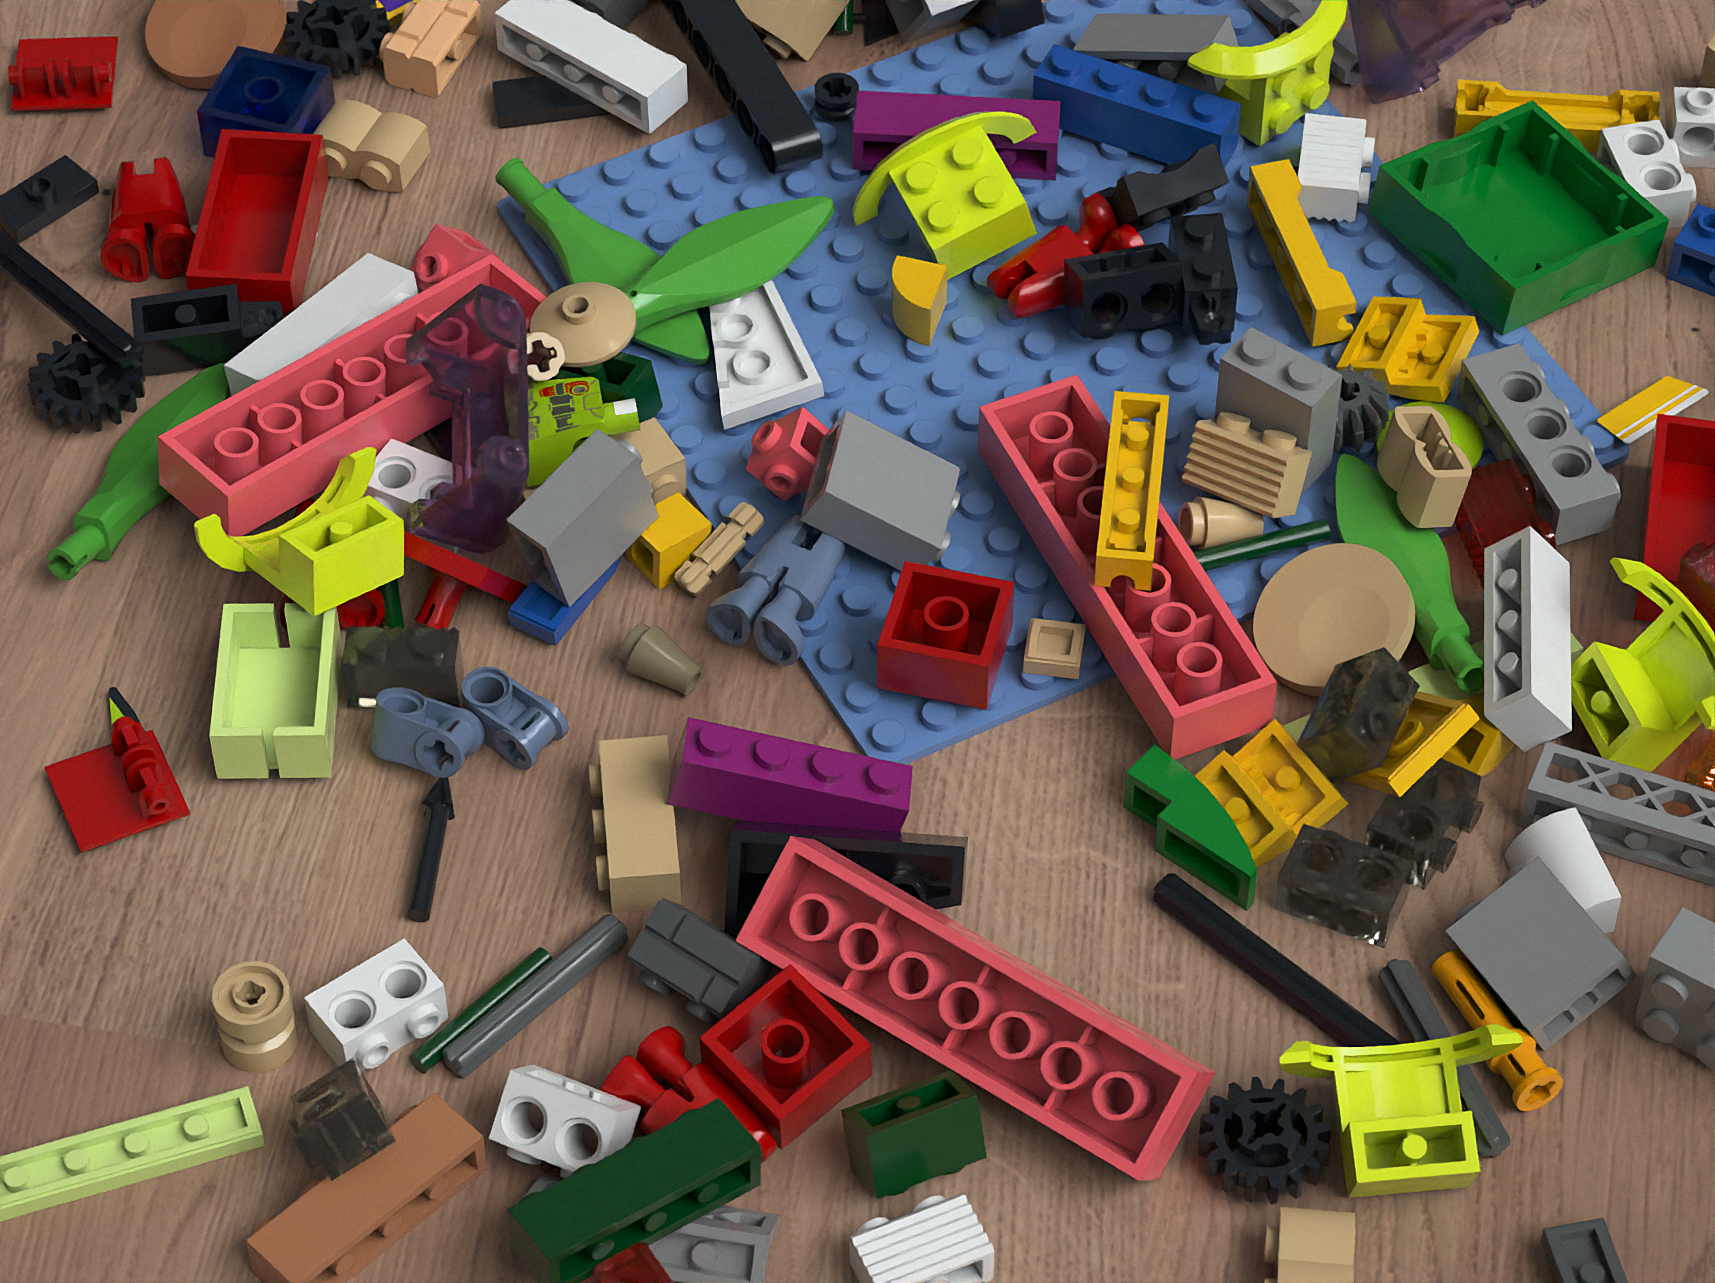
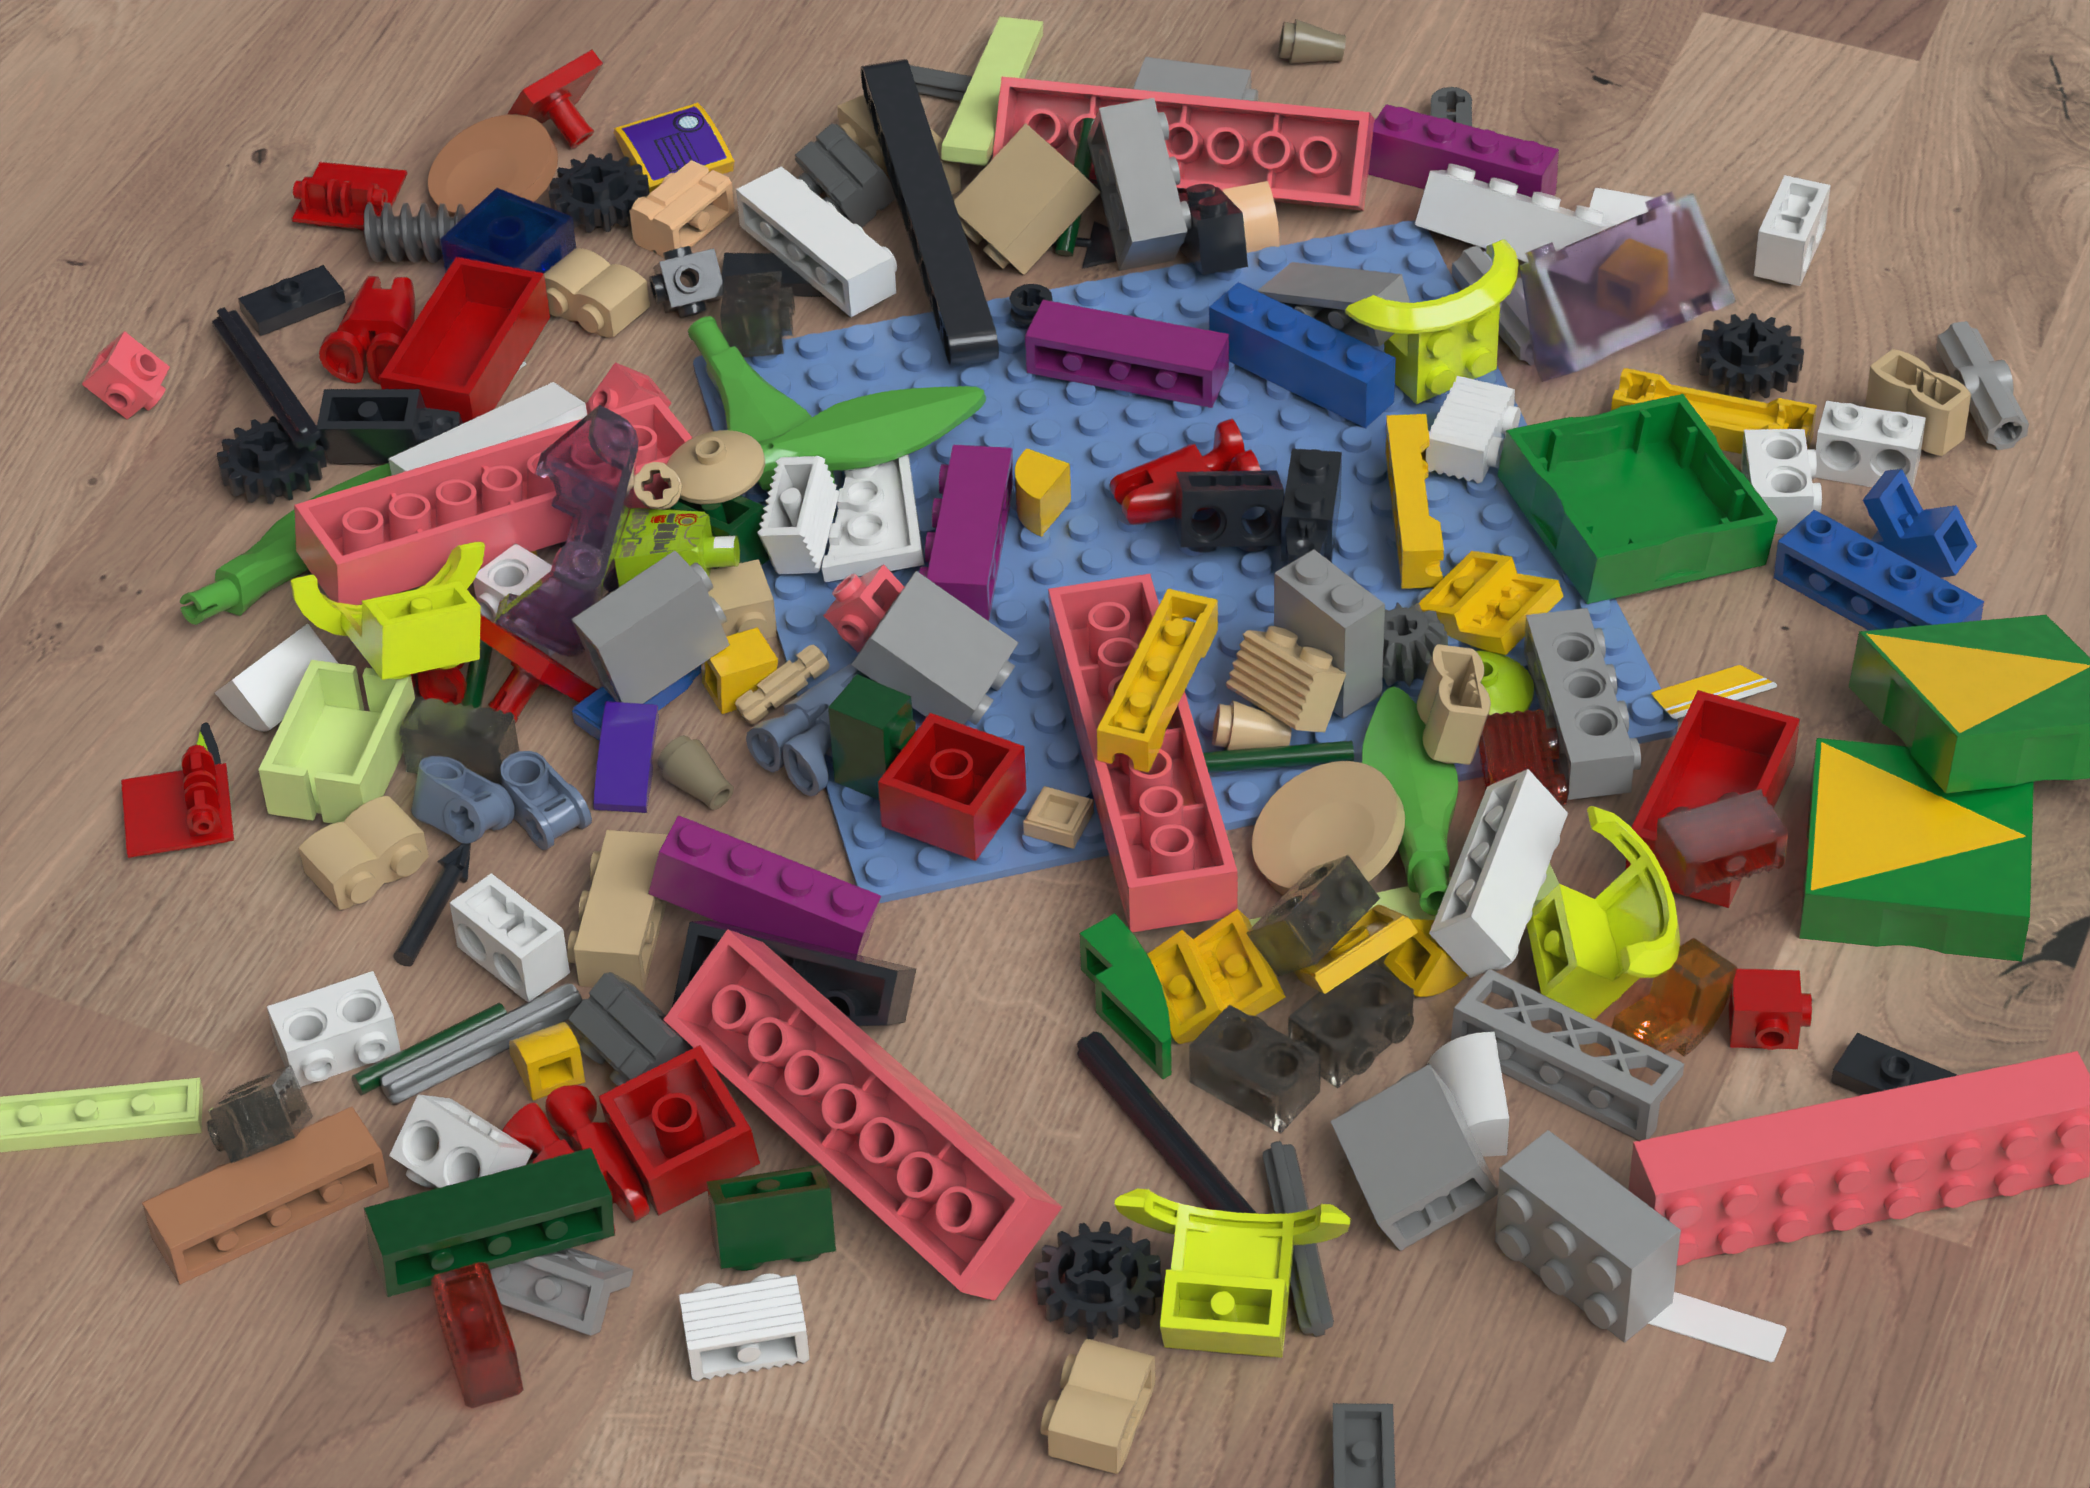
camera: 15 degrees right, 5 degrees down
(153, 106) = (407, 232): none -> flat silver piece
(178, 629) = (268, 686): none -> white brick
(255, 1016) = (222, 1017): tan wheel -> none
(340, 806) = (363, 852): none -> tan brick
(468, 120) = (699, 269): none -> brick
(534, 875) = (510, 937): none -> white brick
(556, 144) = (757, 313): none -> clear smoke brick
(582, 654) = (625, 757): none -> dark purple slope
(613, 1001) = (548, 1060): none -> yellow brick
(684, 363) = (798, 514): none -> white brick
(849, 596) = (868, 732): none -> dark green brick
(860, 344) = (970, 524): none -> magenta brick
(956, 189) = (1100, 398): neon yellow piece -> none
(1175, 191) = (1278, 428): black brick -> none
(1520, 1067) = (1365, 1241): light orange pin -> none
(1572, 48) = (1750, 356): none -> black gear

